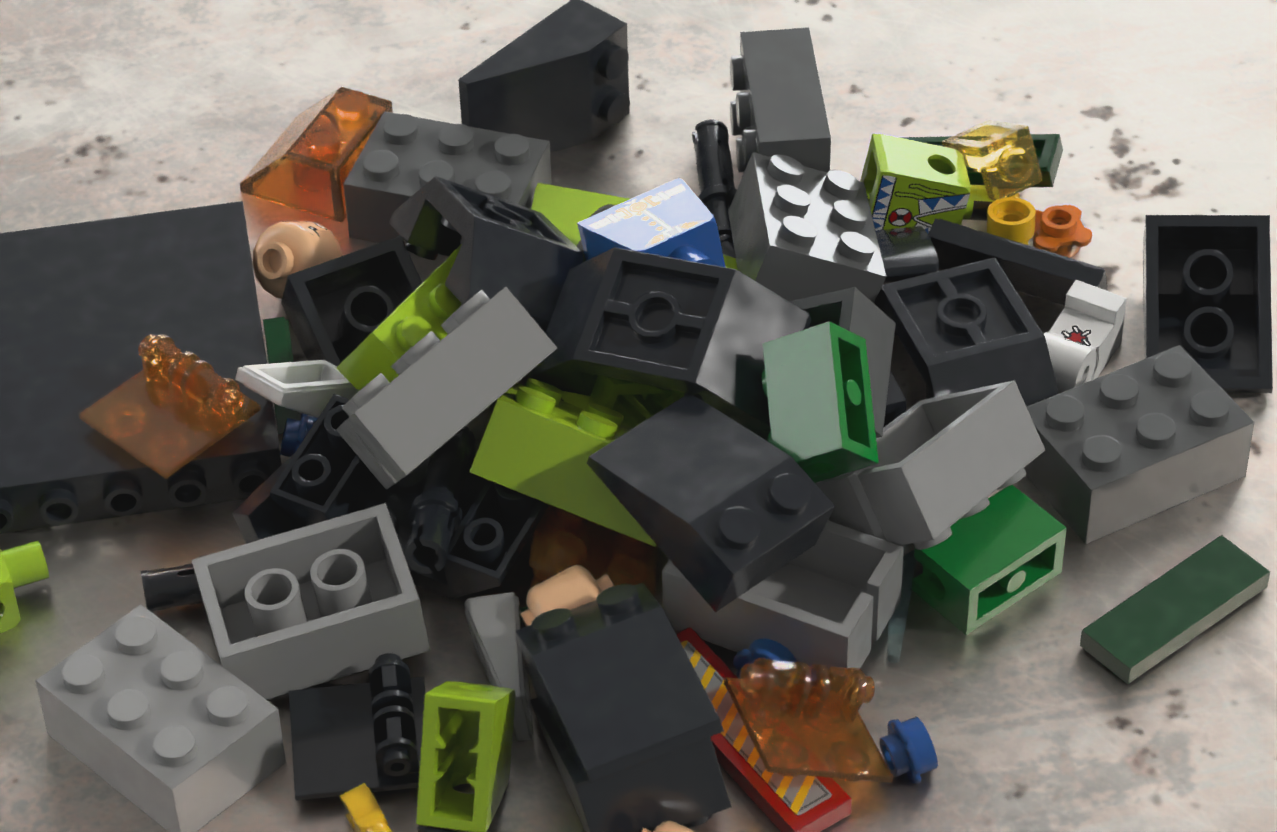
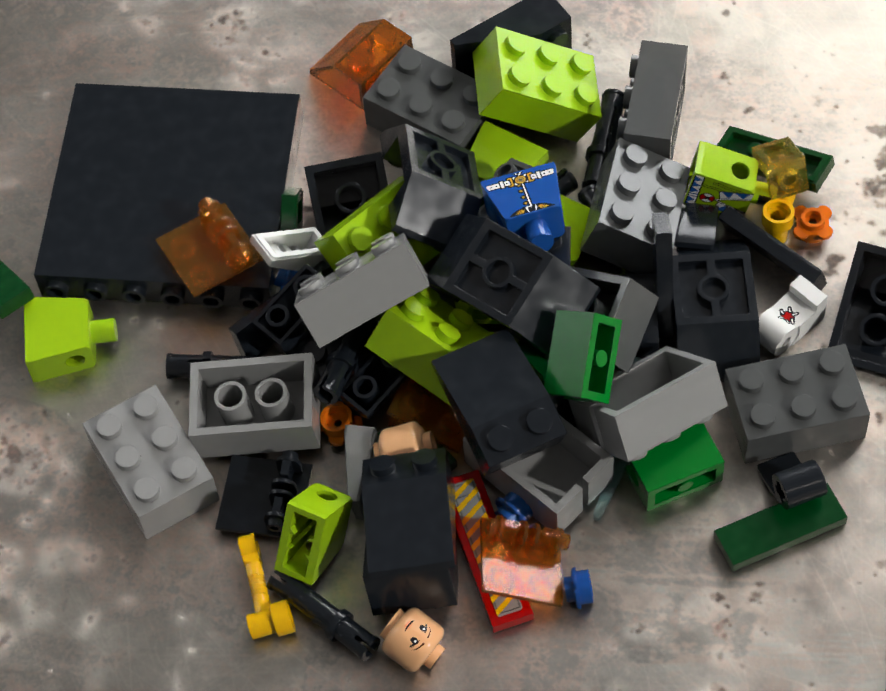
camera: 20 degrees right, 15 degrees up
(290, 249) = (322, 142): light nougat head -> none
(445, 611) = (337, 413): none -> orange plate
(598, 119) = (536, 84): none -> lime brick
(882, 284) = (663, 273): none -> black tile
(1177, 538) = (793, 481): none -> black panel

